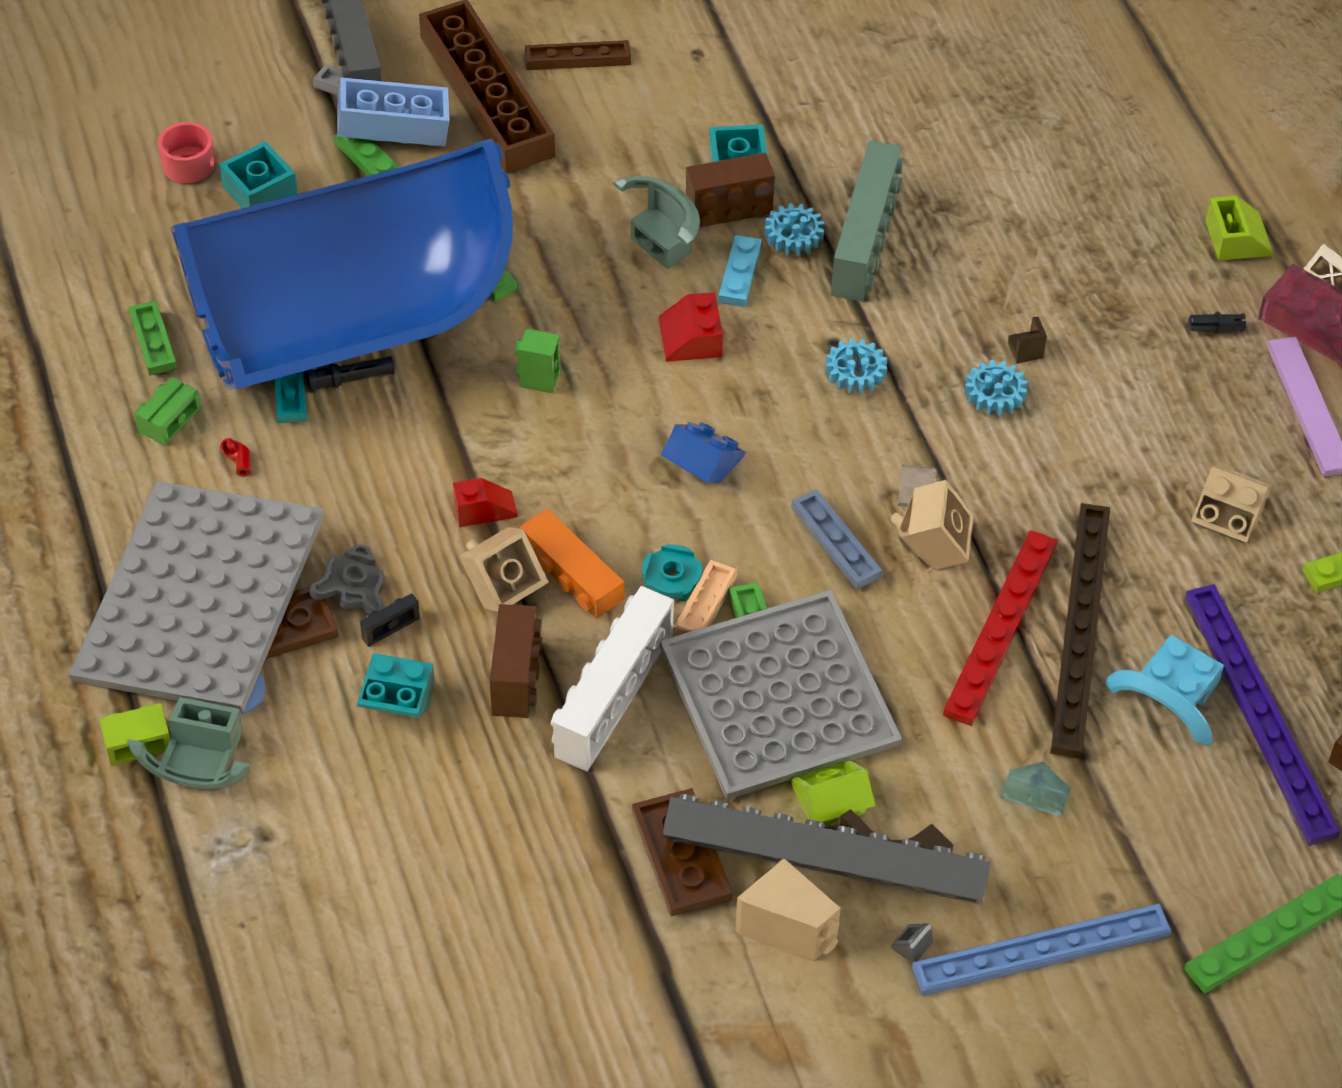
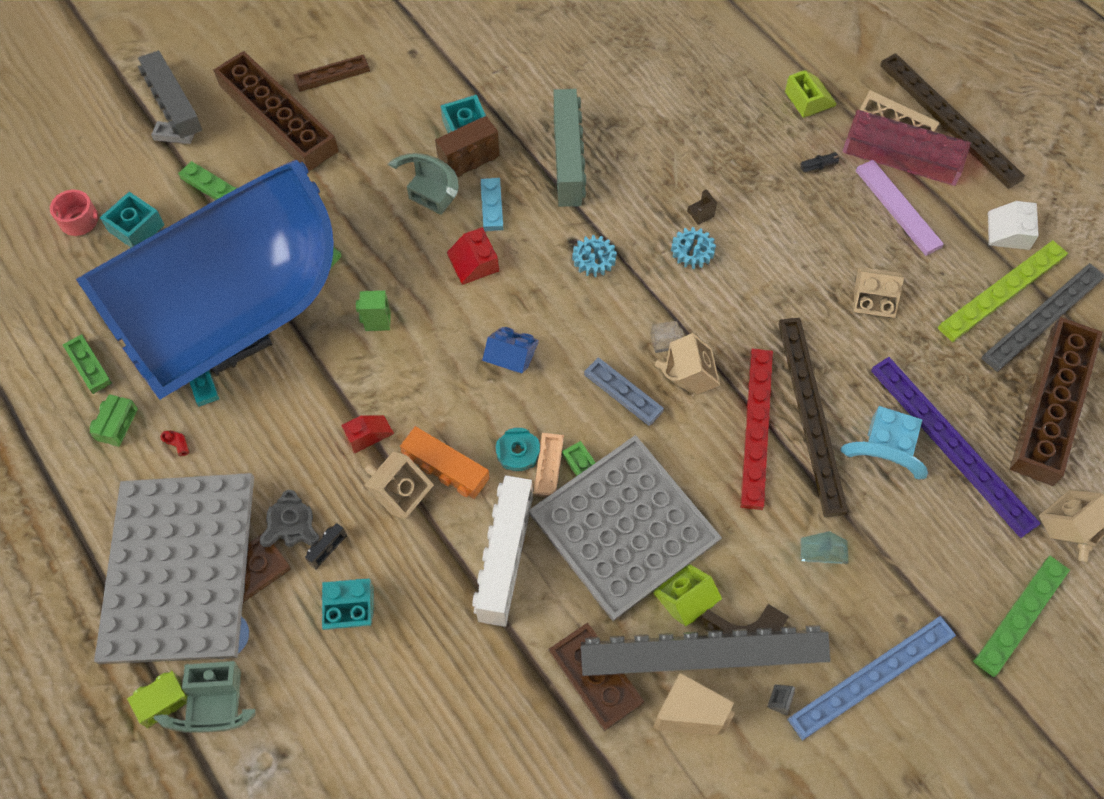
camera: 15 degrees left, 10 degrees up
(392, 112) = (215, 146): light blue brick -> none
(515, 661) = (429, 557): reddish brown brick -> none
(786, 222) = (511, 162): medium azure gear -> none

